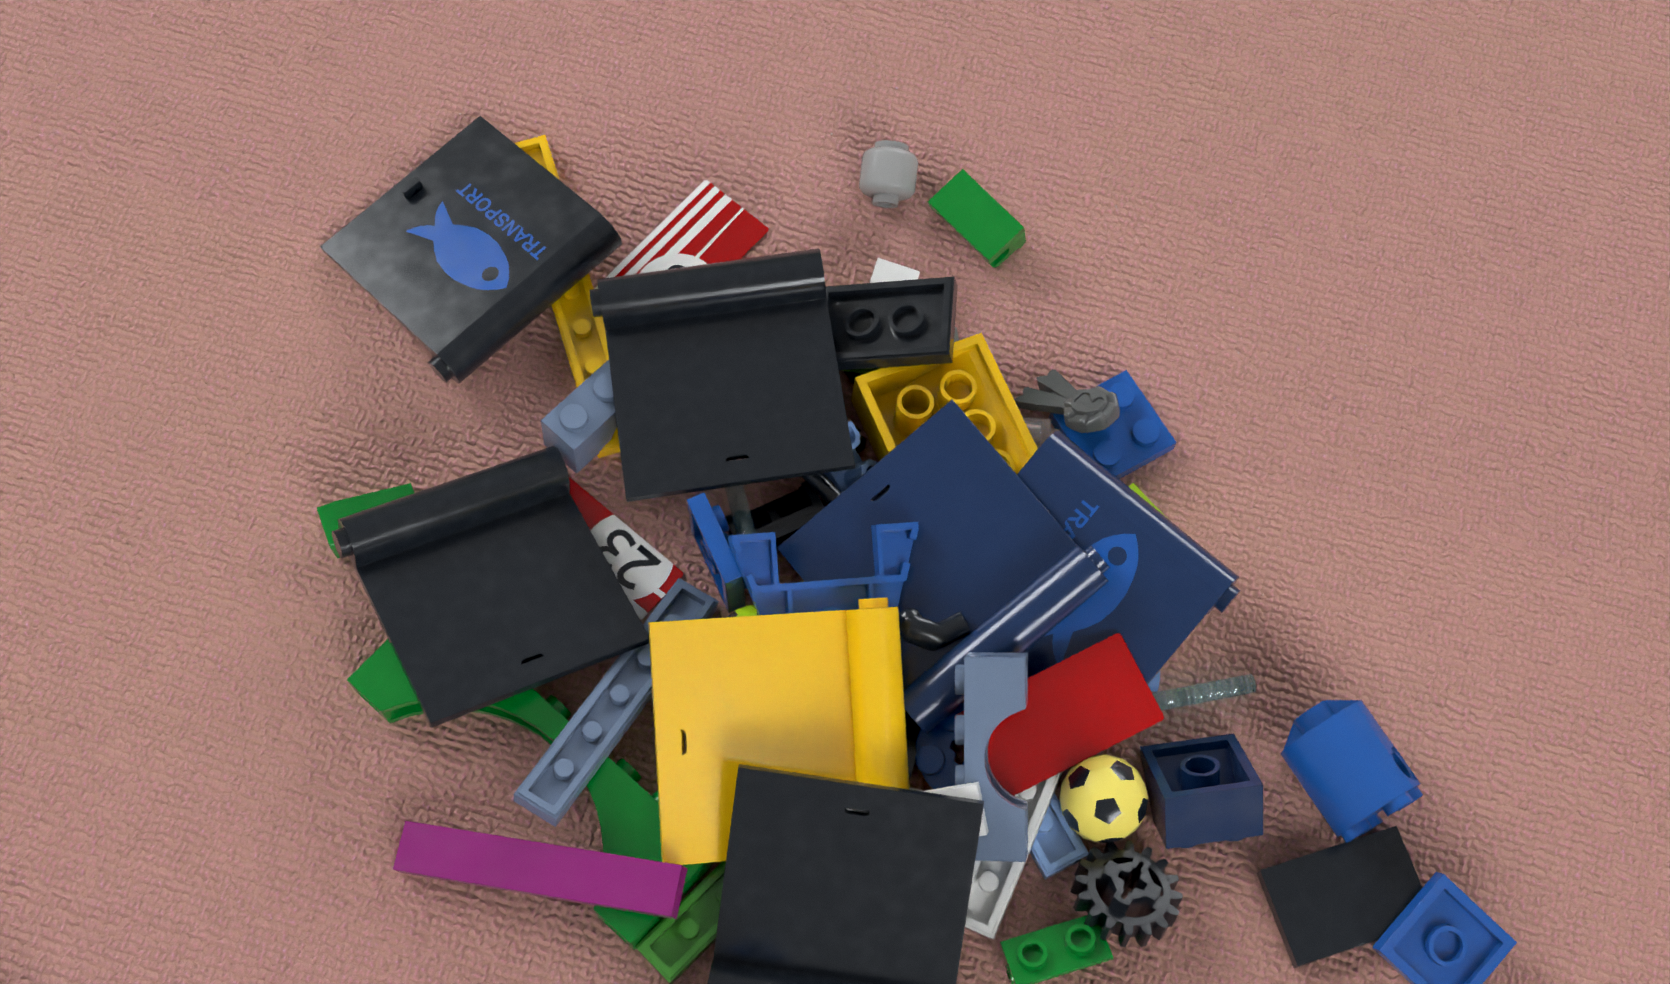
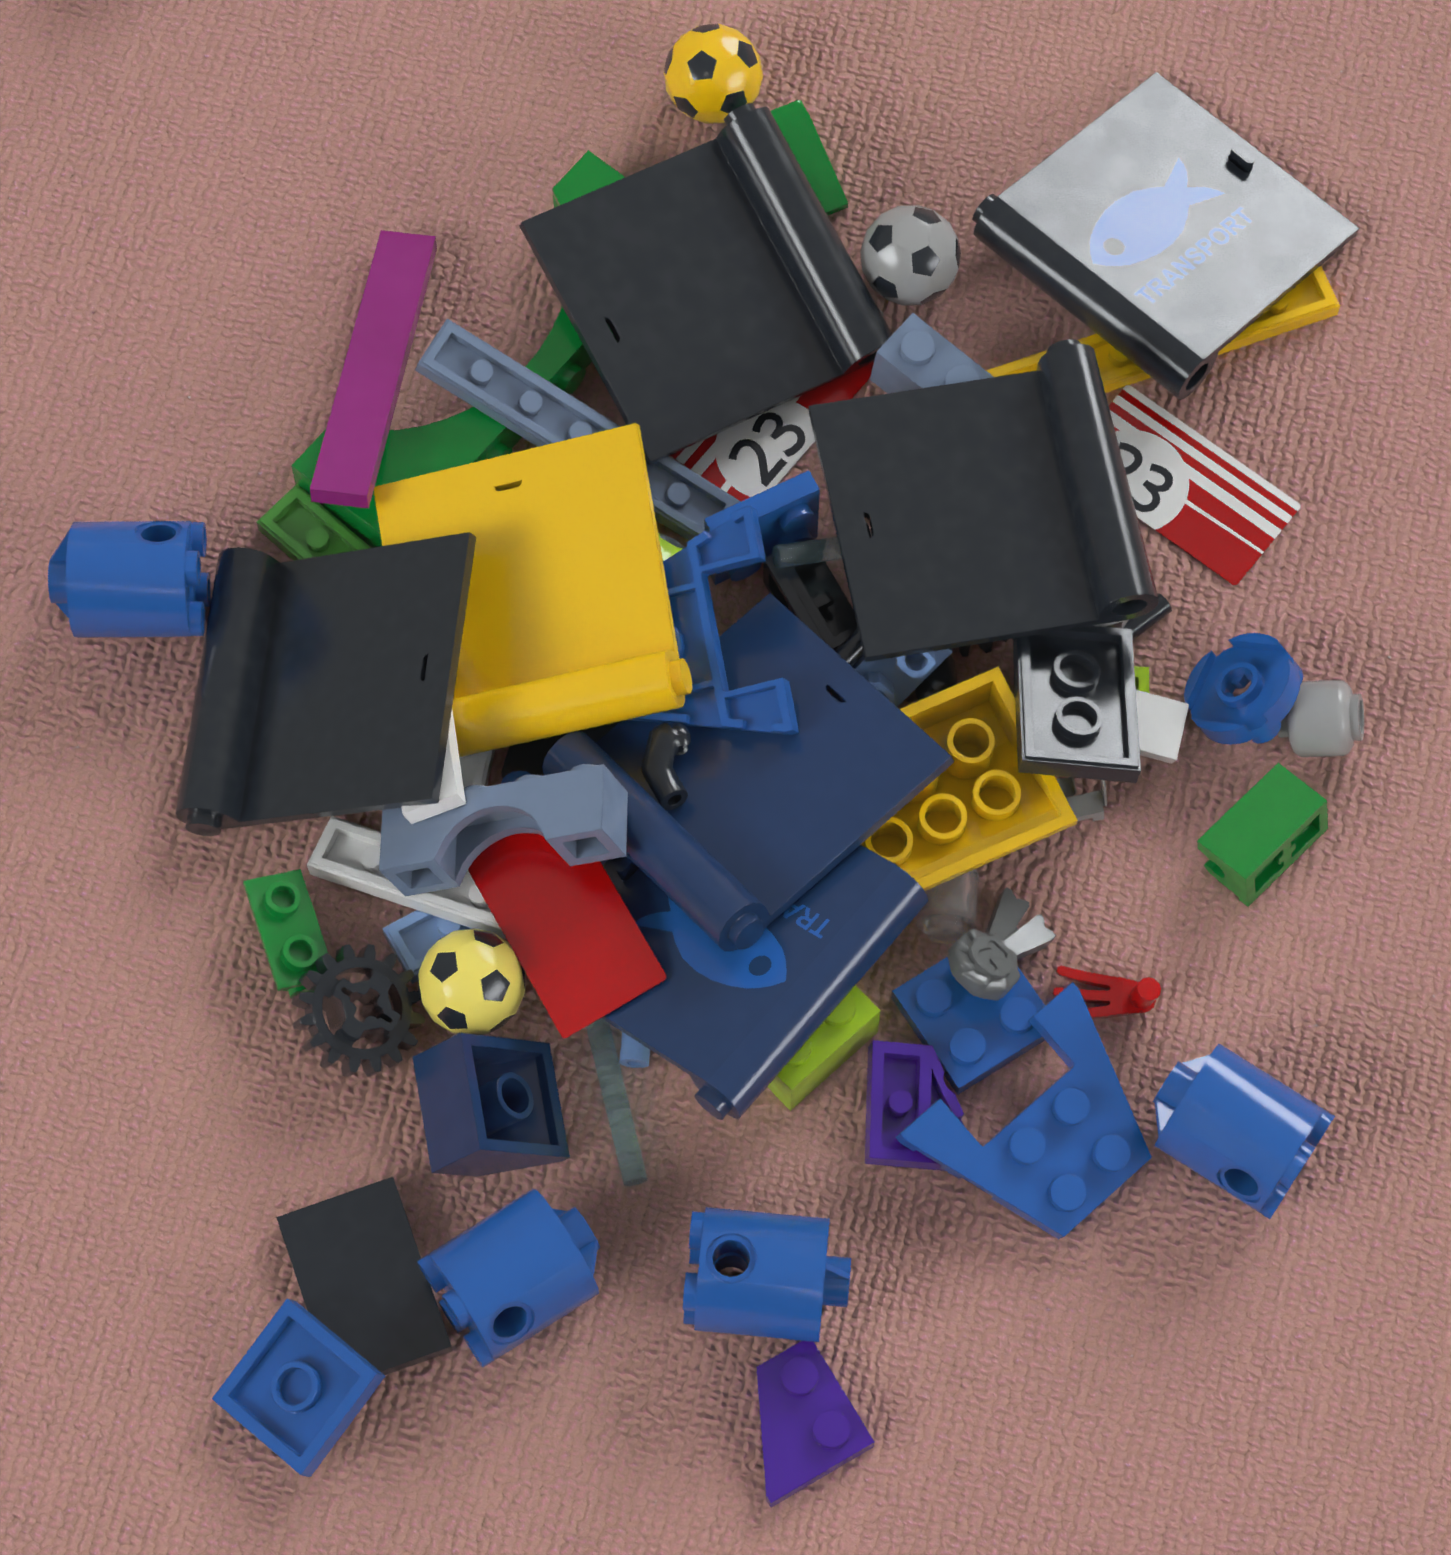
camera: 90 degrees right, 0 degrees up
(282, 576) = (712, 72): none -> yellow piece
(475, 429) = (910, 255): none -> light grey piece
(844, 229) = (1258, 710): none -> blue plate
(1100, 326) = (1124, 995): none -> red piece
(1196, 475) = (900, 1087): none -> dark purple wing
(1215, 246) = (1237, 1127): none -> blue cylinder
(1219, 371) = (1063, 1147): none -> blue wing
(1341, 581) = (782, 1279): none -> blue cylinder
(1433, 567) = (804, 1421): none -> dark purple wing

